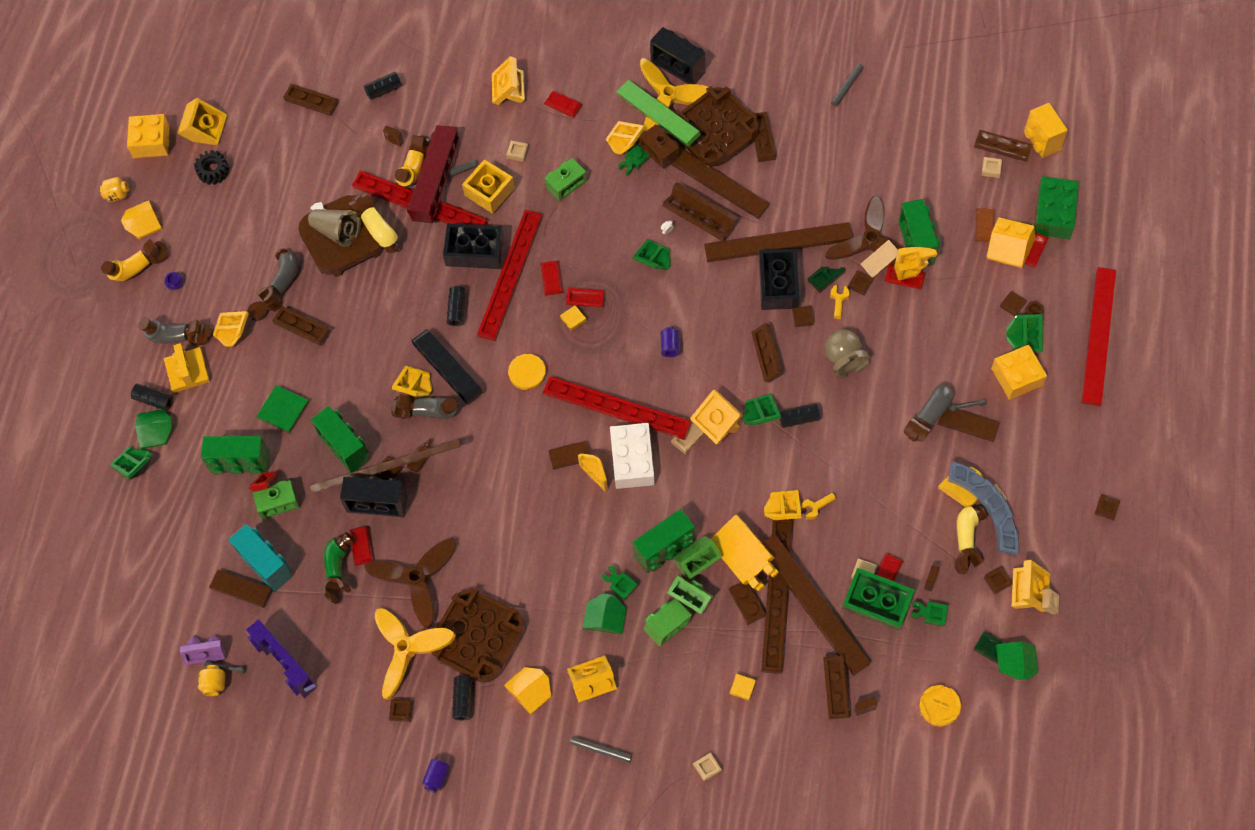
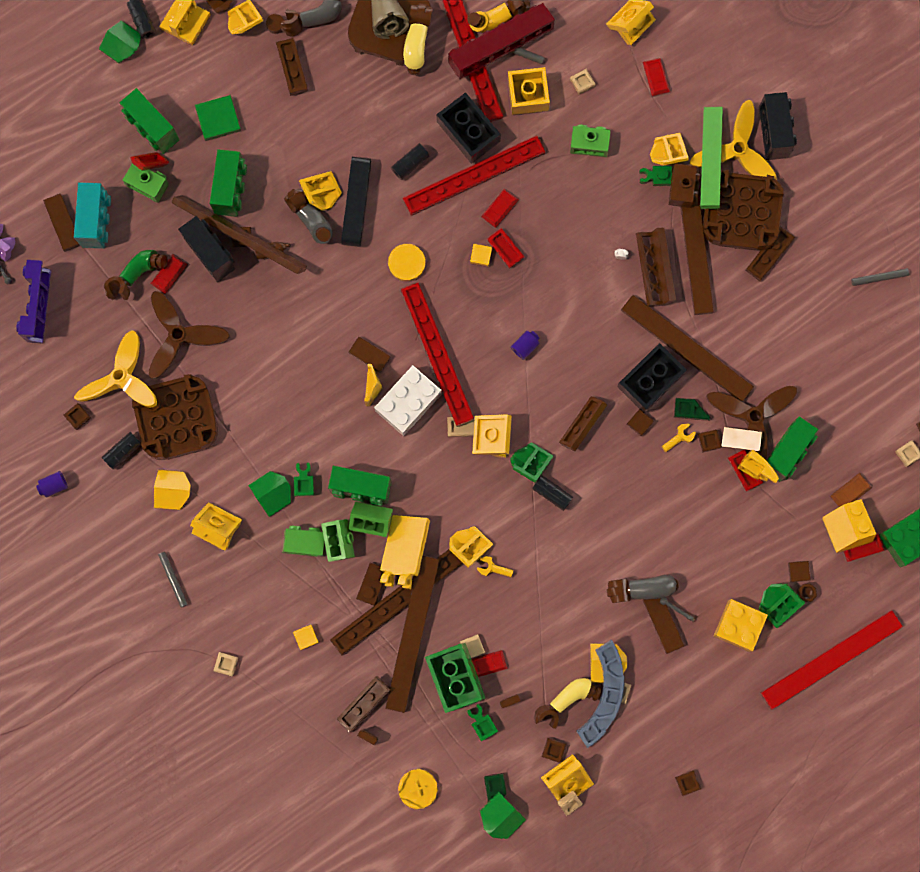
camera: 45 degrees right, 15 degrees up
(130, 461) = (82, 53): green slope -> none
(653, 255) = (586, 266): green slope -> none
(846, 353) = (635, 480): dark tan tile -> none

